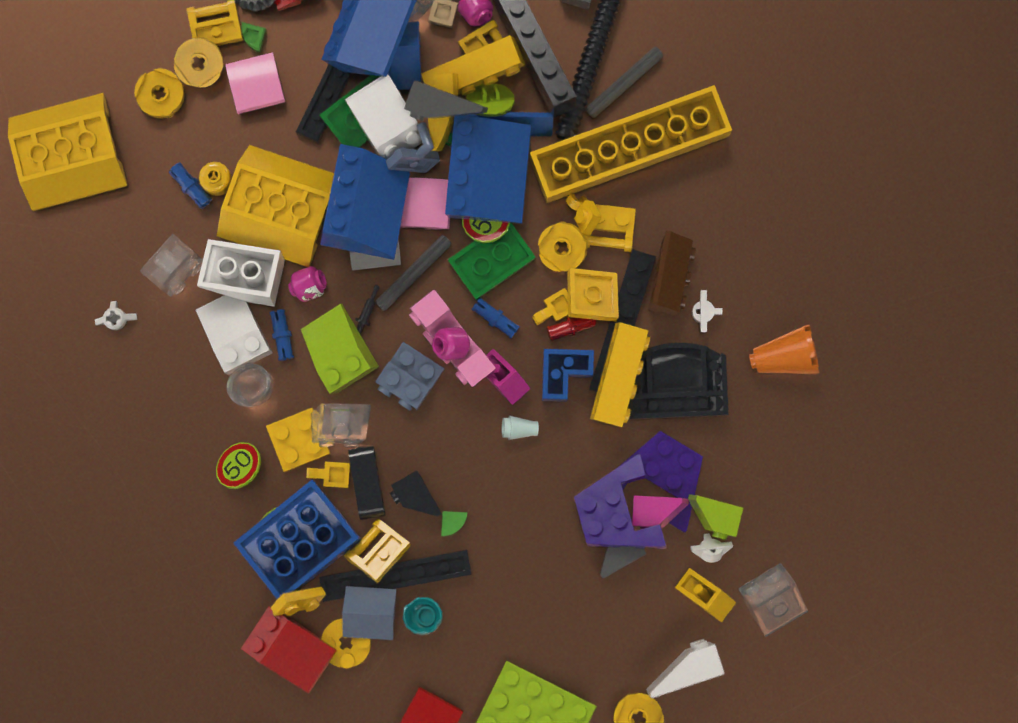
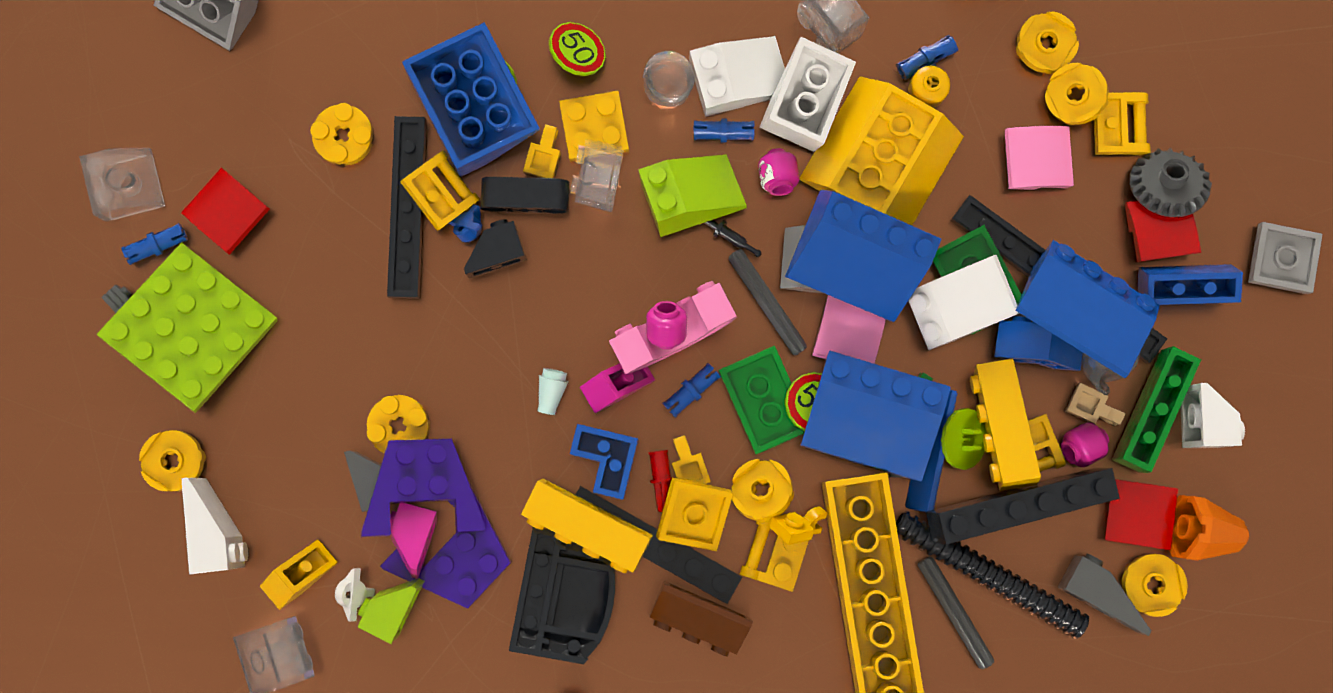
camera: 100 degrees right, 0 degrees up
(253, 36) = (1098, 168): bright green tile -> none
(289, 649) = (347, 64): red slope -> none
(297, 601) = (397, 76): yellow plate -> none
(369, 613) = (368, 165): sand blue slope -> none
(401, 522) = (468, 224): none -> blue piece
(409, 377) = (641, 270): sand blue plate -> none
(412, 159) = (905, 328): sand blue plate -> none
(422, 616) = (350, 228): teal hair -> none
(436, 103) = (971, 361): dark grey slope -> none
(440, 127) = (961, 374): yellow slope -> none
(452, 522) = (456, 287): bright green tile -> none
(560, 552) = (391, 409): none -> yellow plate
(707, 311) = (646, 653): white piece -> none

